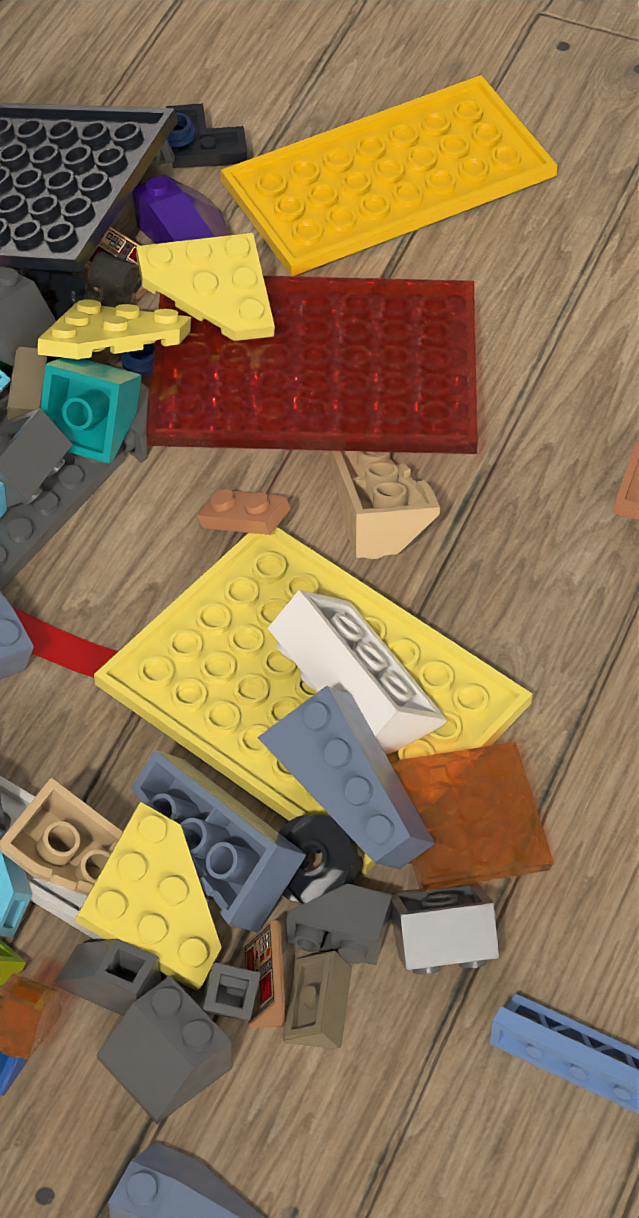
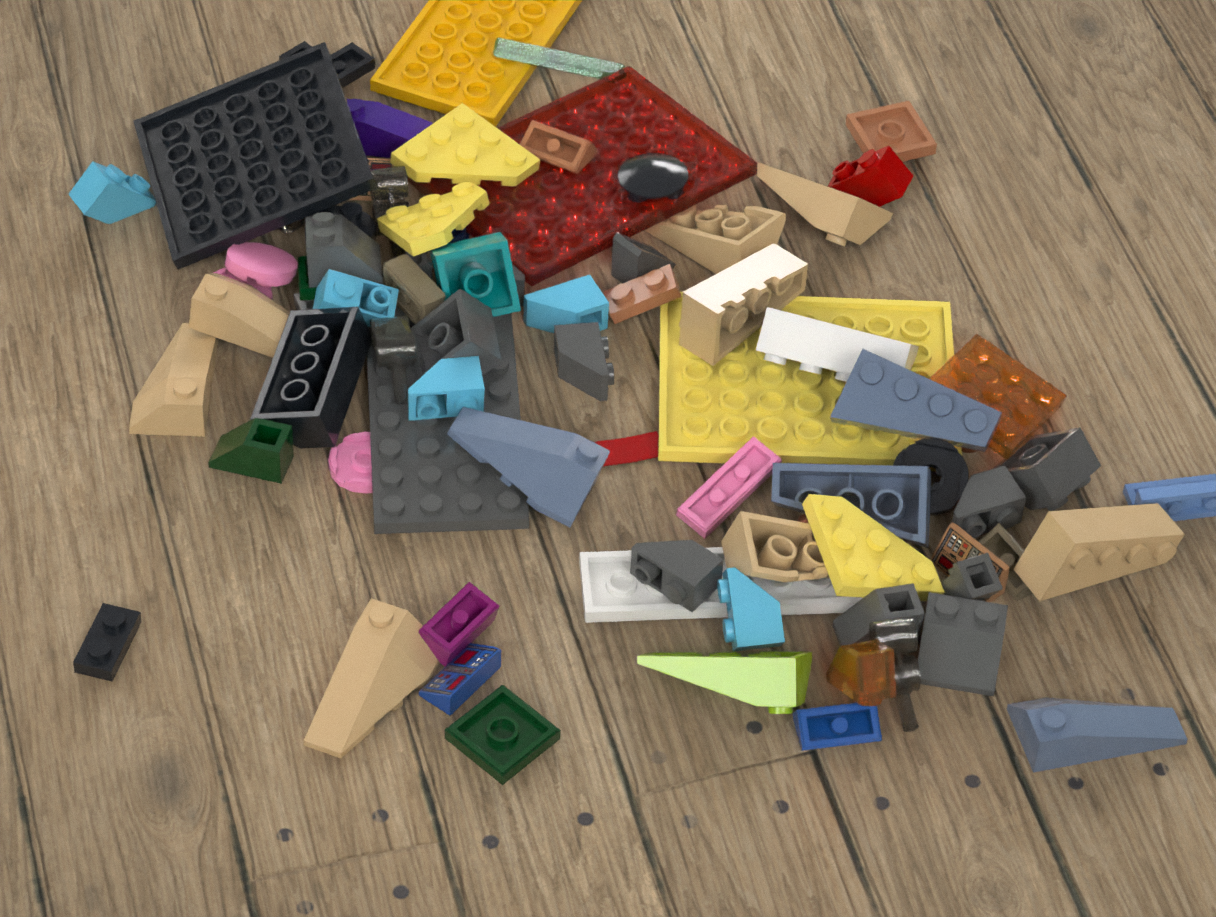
camera: 40 degrees left, 5 degrees down
(76, 1029) = (902, 637): none -> clear smoke beam
(118, 749) = (728, 487): none -> bright pink tile
(127, 541) = (582, 358): none -> dark grey slope
(166, 486) = (566, 303): none -> medium azure slope
(272, 564) = (734, 302): none -> tan wedge
(283, 474) = (634, 258): none -> dark grey slope
(308, 324) = (558, 147): none -> nougat slope
(358, 400) = (653, 177): none -> black dish
(395, 1040) = (1096, 546): none -> tan wedge
(406, 236) = (554, 58): none -> clear green axle
(513, 523) = (827, 209): none -> tan wedge
(591, 522) = (874, 177): none -> red slope

